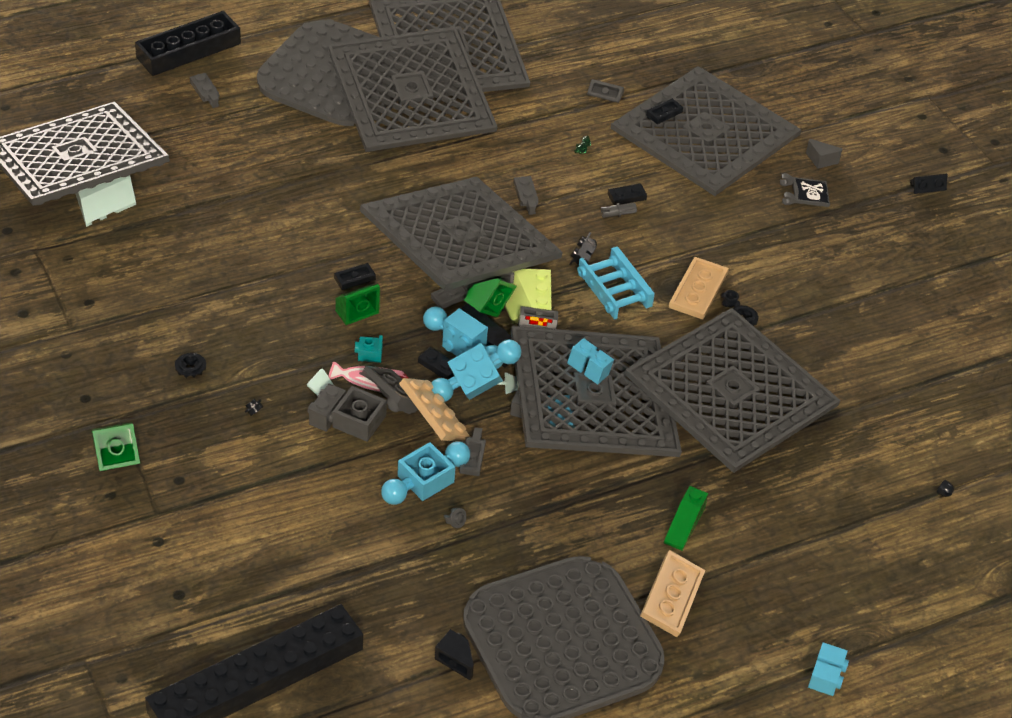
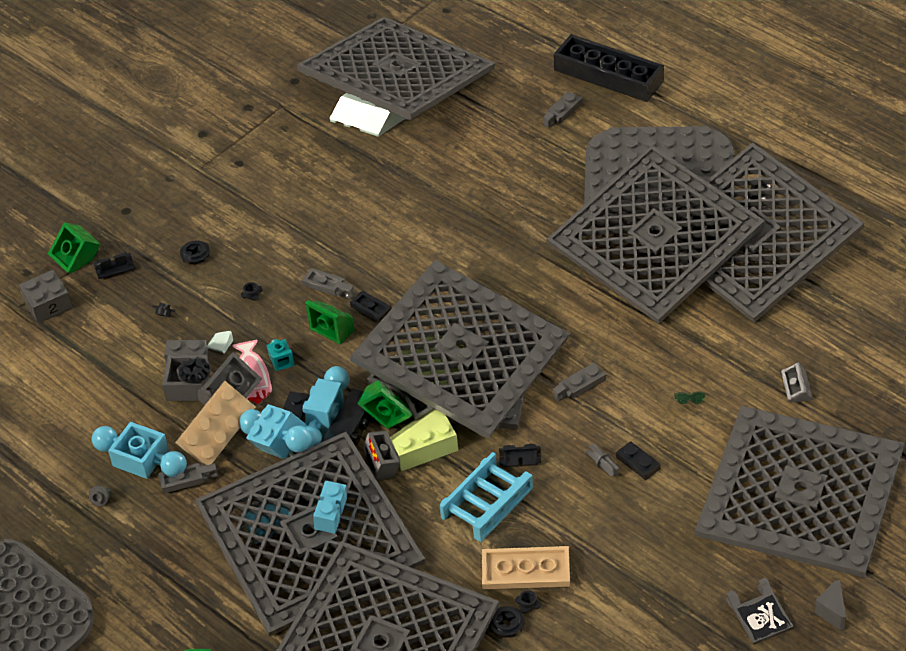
camera: 75 degrees right, 0 degrees up
(163, 424) = (120, 264): none -> black hinge
(169, 483) = (45, 296): none -> dark grey brick
(274, 343) = (251, 291): none -> black plate
(305, 292) = (328, 283): none -> dark grey hinge
(369, 403) = (198, 374): none -> black gear
(664, 111) = (788, 438): black plate -> none

